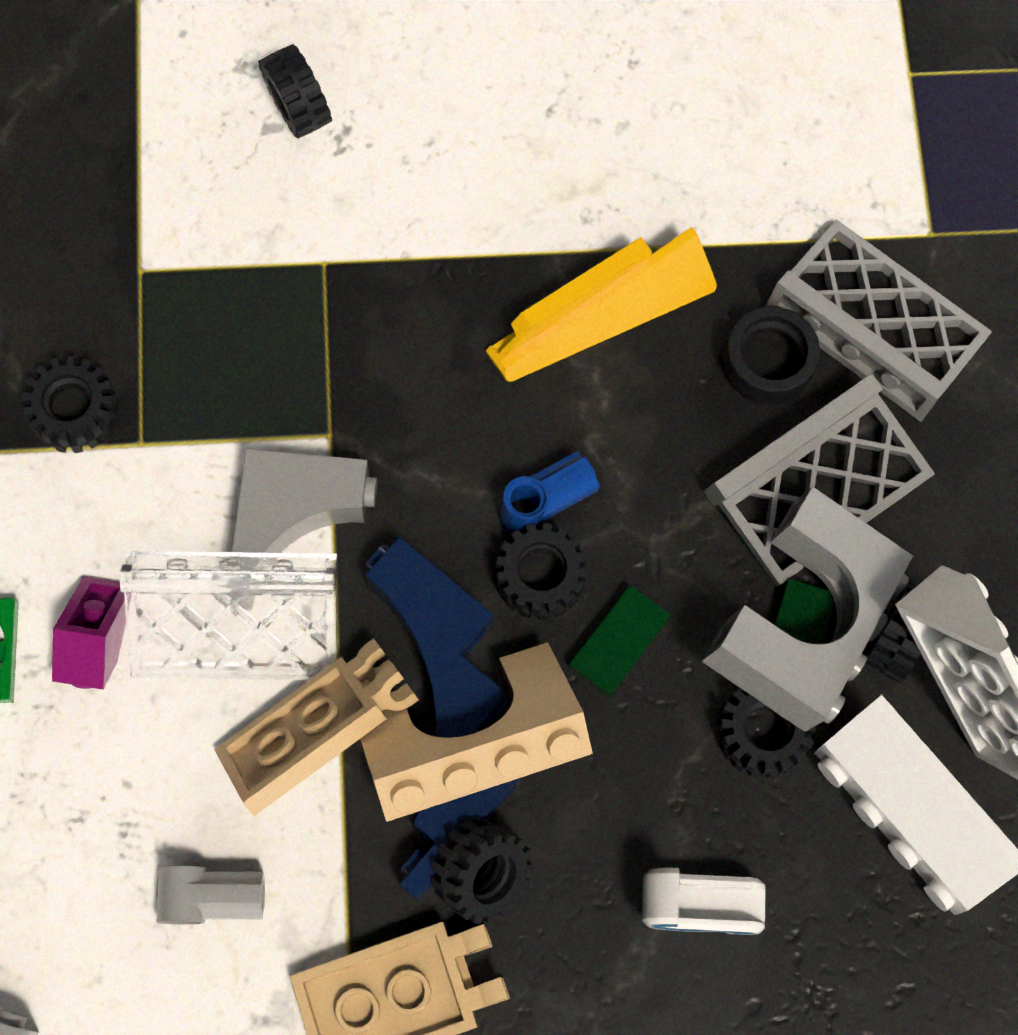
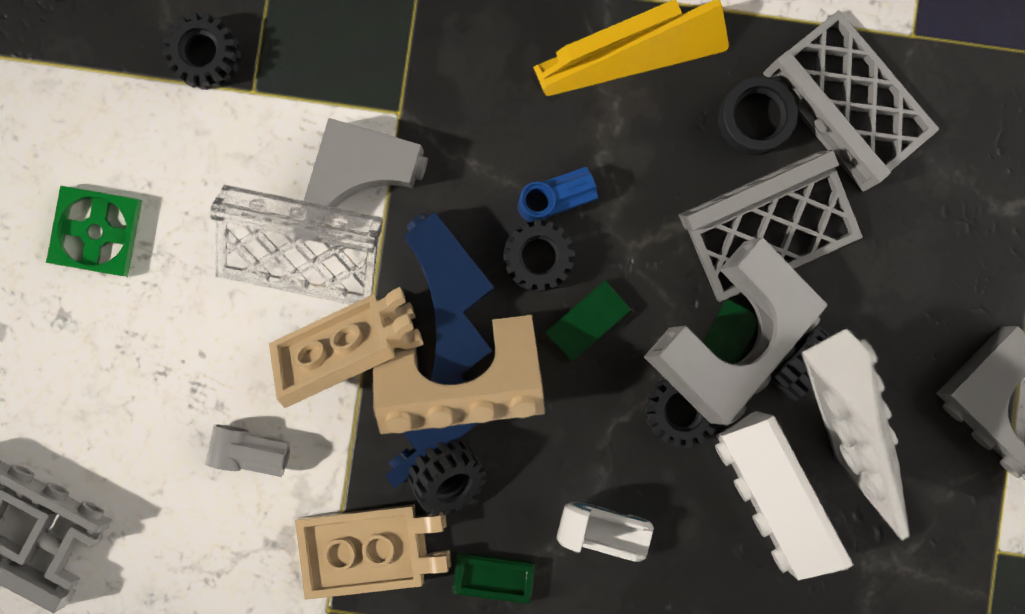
camera: 15 degrees right, 15 degrees up
(89, 634) = (187, 239): magenta slope -> none
(570, 1001) = (494, 578): none -> dark green tile

